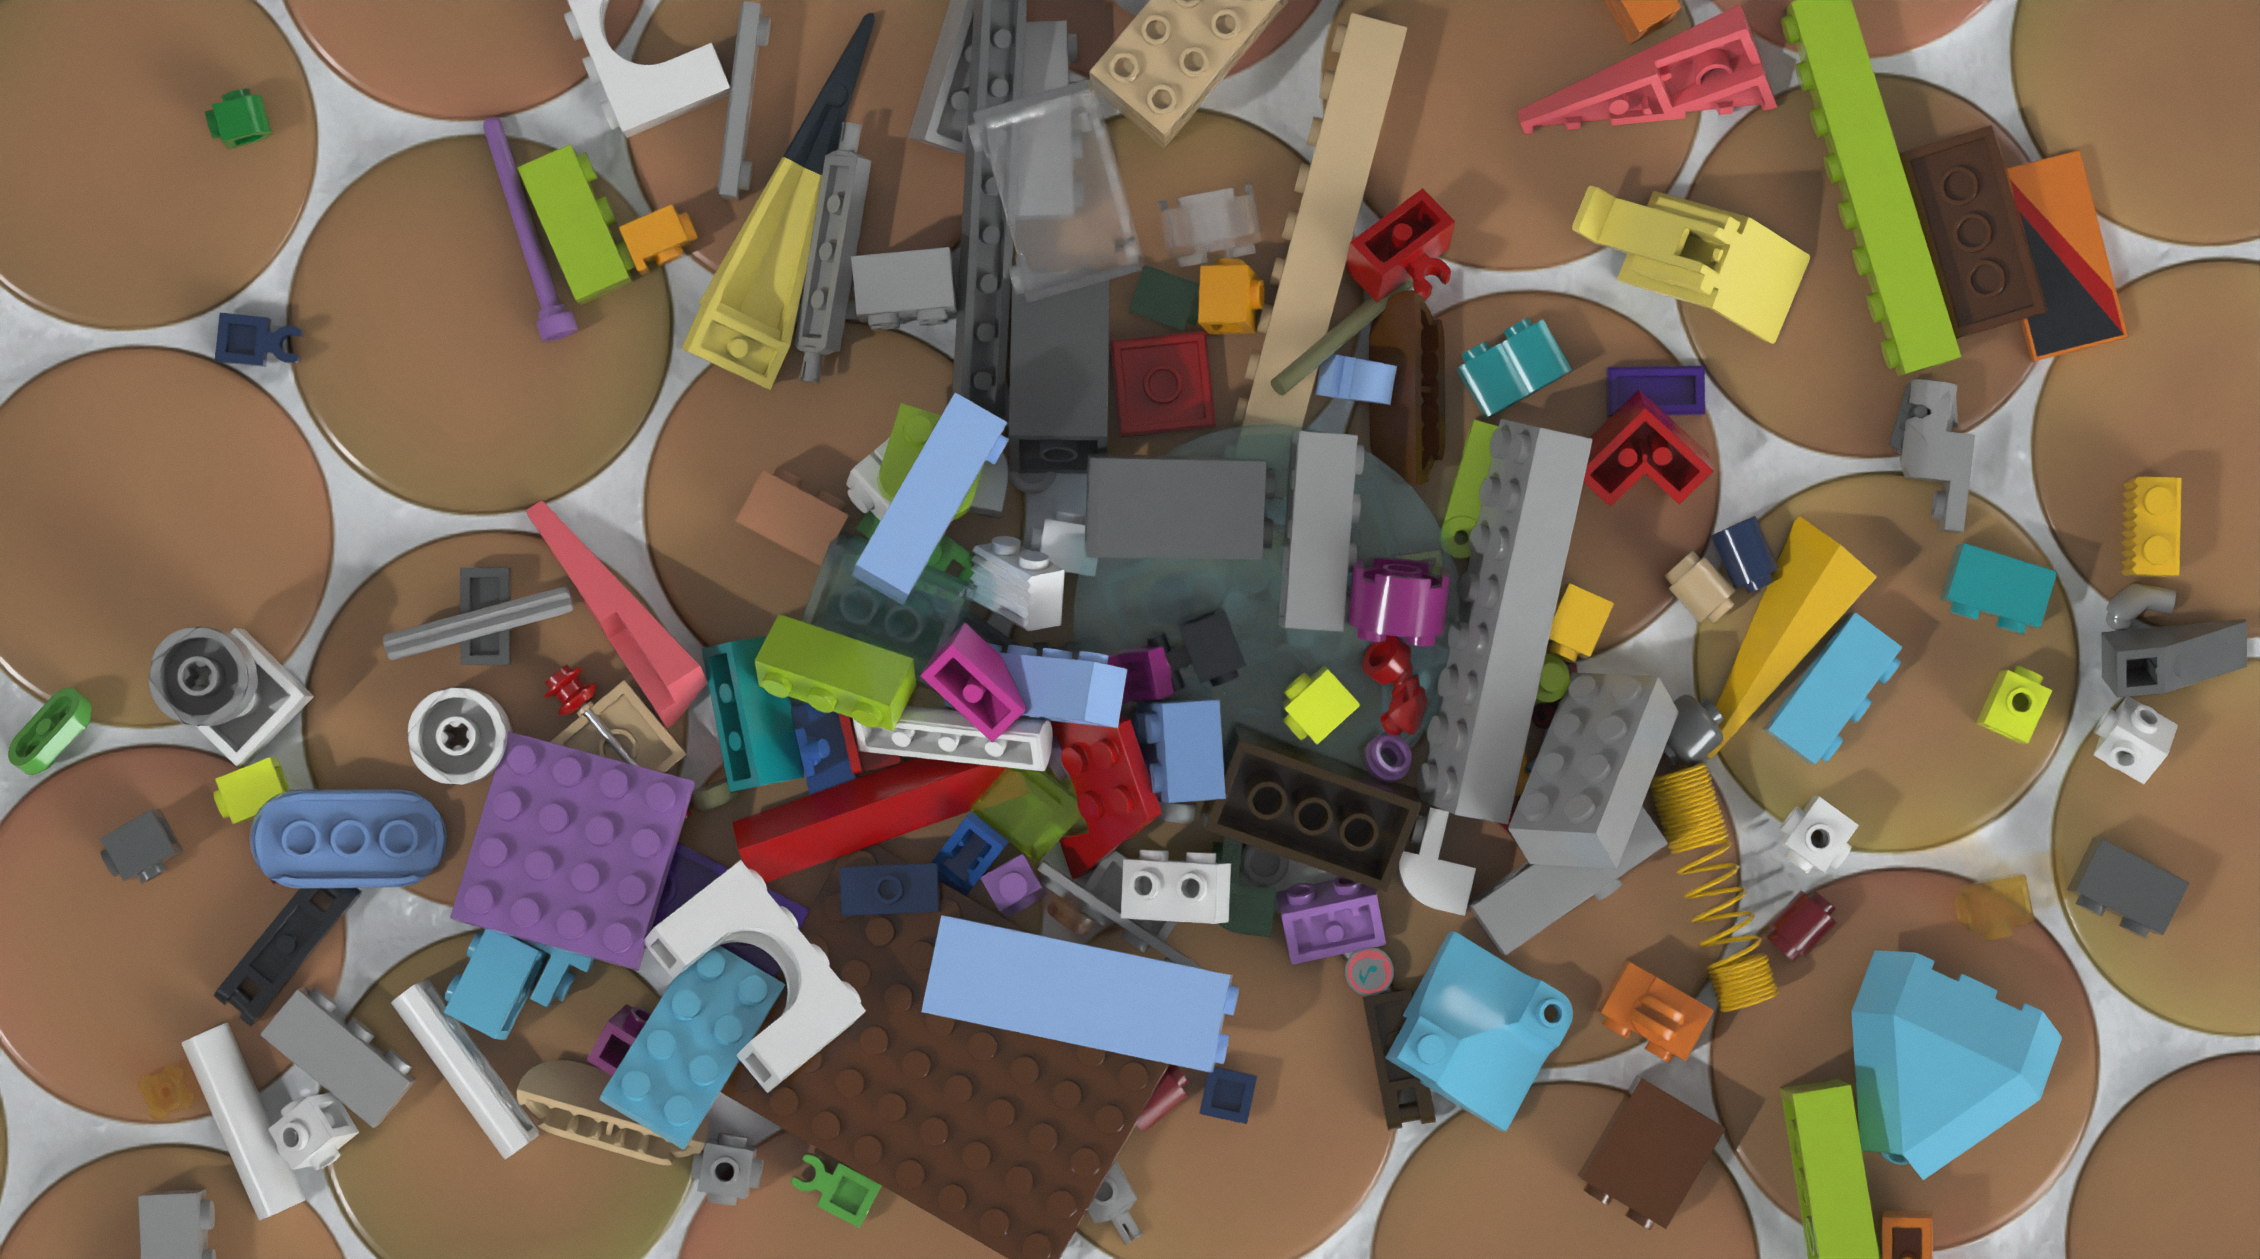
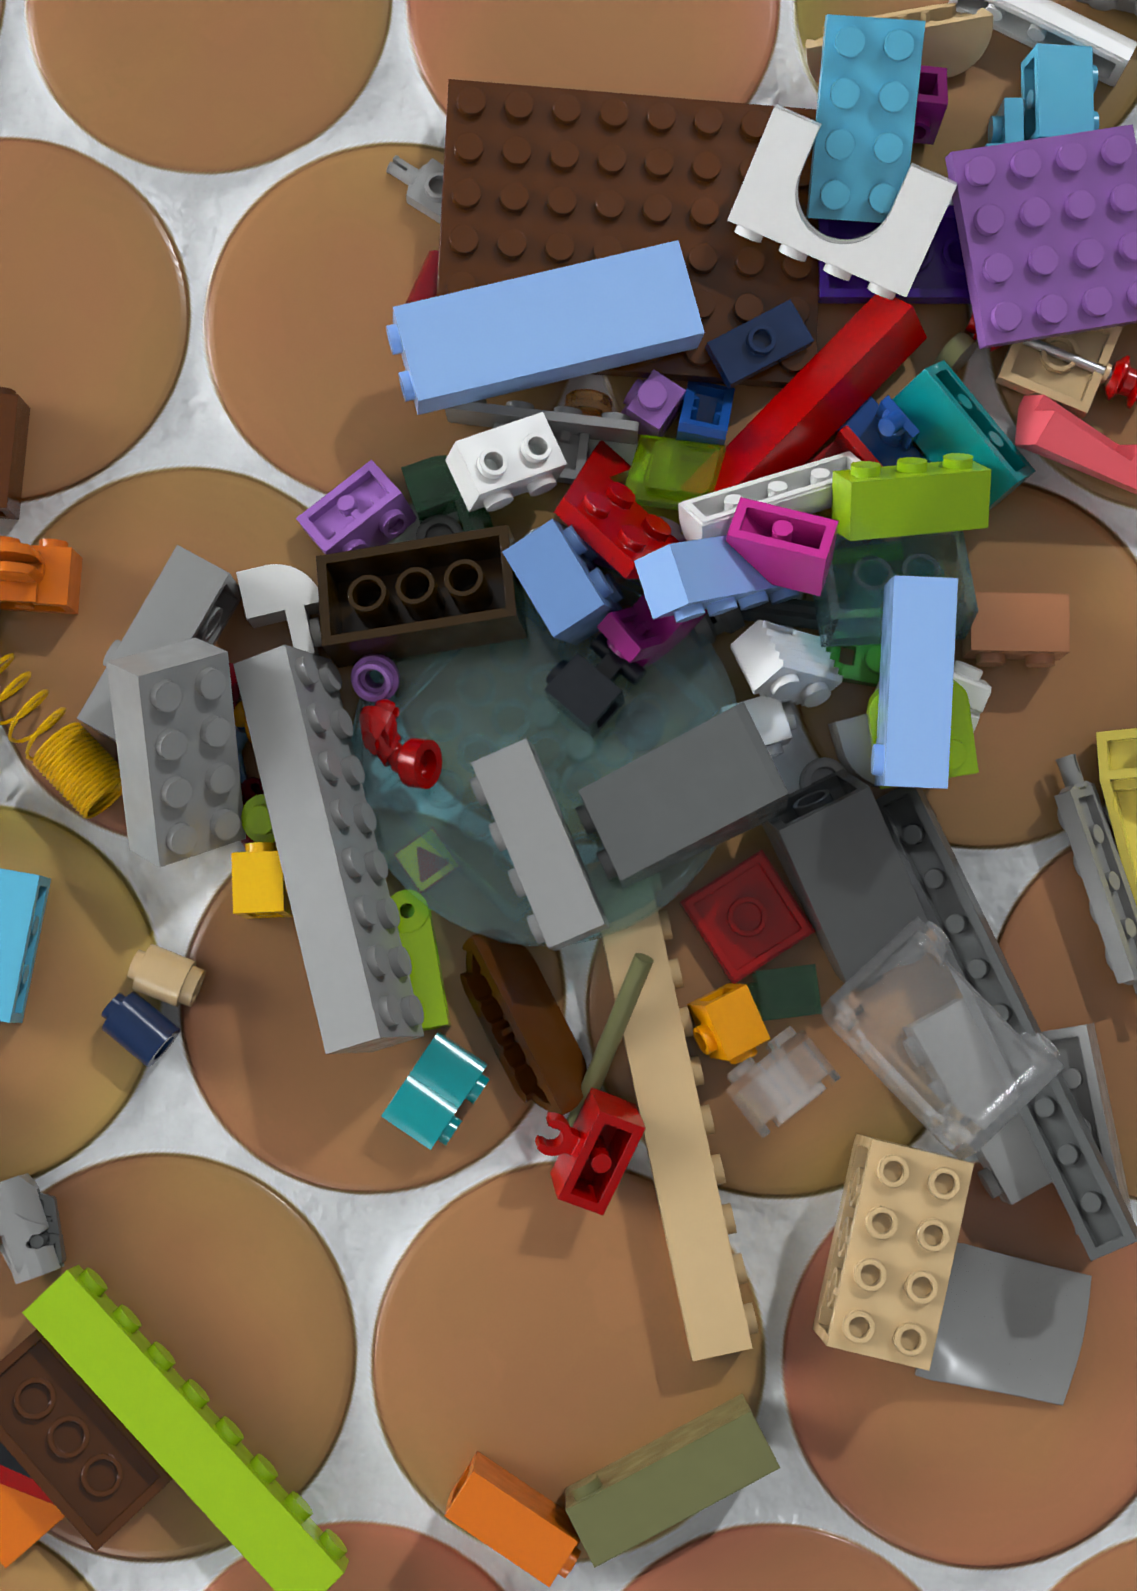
camera: 150 degrees right, 5 degrees down
(733, 1150) = (773, 44): light grey brick -> none
(844, 1191) = (665, 77): bright green plate -> none
(904, 287) = (1032, 882): light grey brick -> none
(1228, 1094) = (368, 320): dark blue plate -> none
(1317, 704) = (461, 692): neon yellow brick -> none
(1356, 380) = (574, 1006): light blue leg -> none
(1369, 971) = (299, 488): light grey tile -> none
(1384, 1021) = (237, 428): dark brown plate -> none
(1399, 601) = (433, 817): magenta brick -> none
(1479, 1030) = (176, 481): medium azure slope -> none
(1642, 442) = (277, 1083): red brick -> none
(1672, 388) = (295, 1137): dark purple tile -> none
(1693, 71) = (405, 1457): coral wedge -> none
(1693, 732) = (107, 842): dark grey head -> none
(1699, 256) = (315, 1283): light yellow piece -> none
(1808, 596) = (62, 1012): yellow wedge -> none

